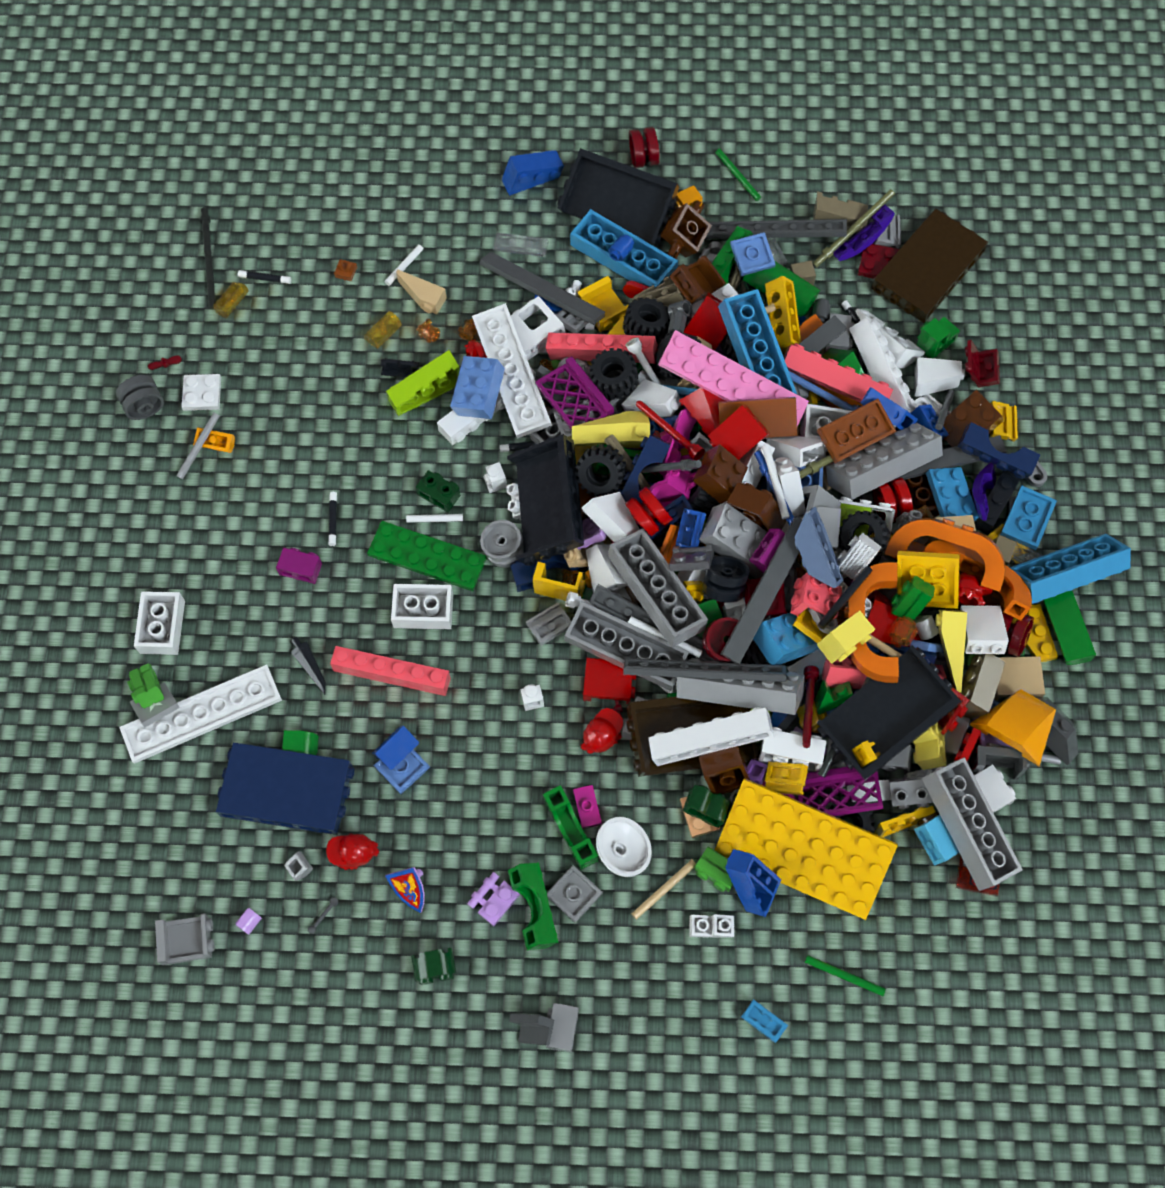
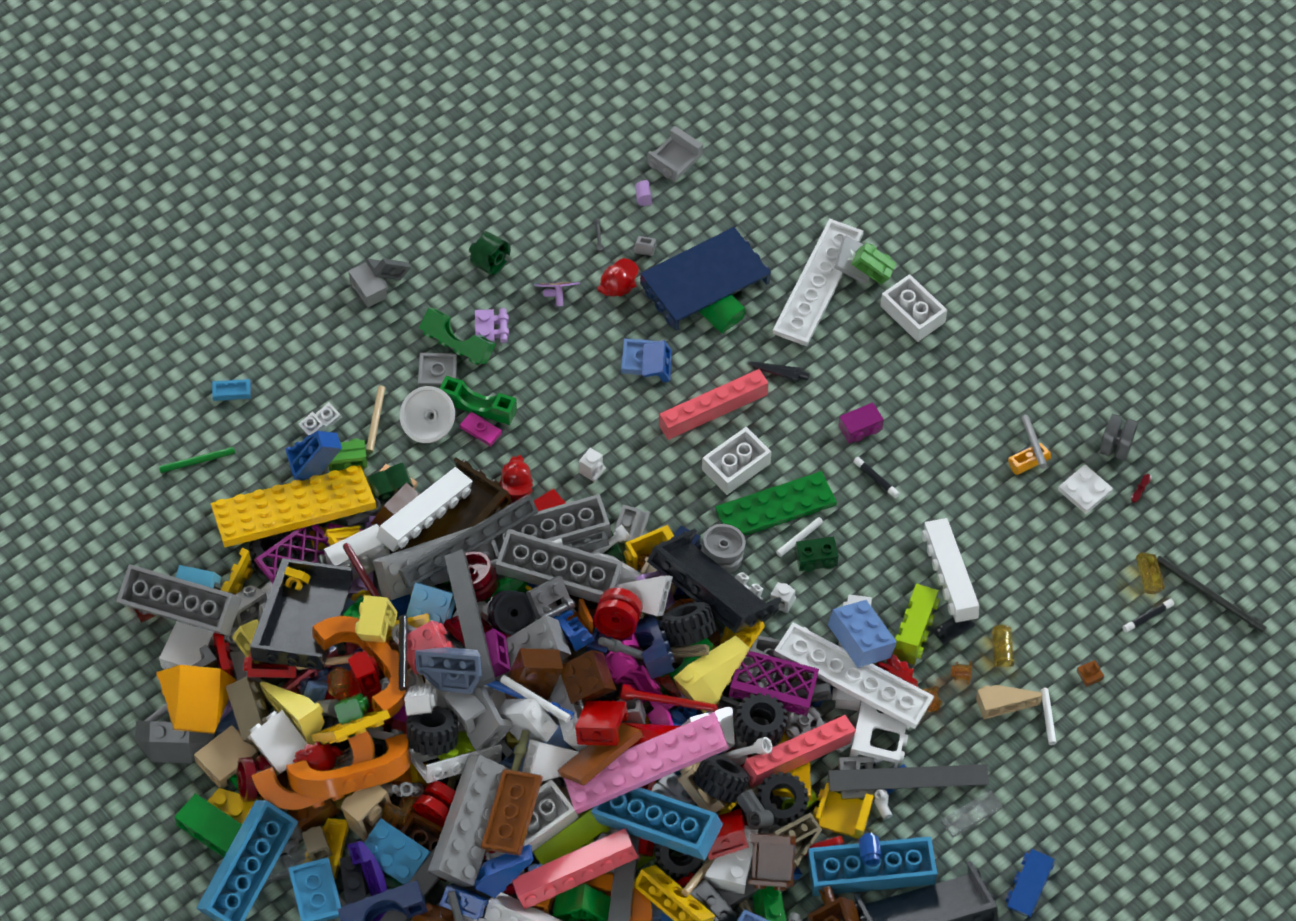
camera: 135 degrees right, 10 degrees down
(362, 397) = (951, 570): none -> white brick
(883, 614) = (365, 672): none -> red brick

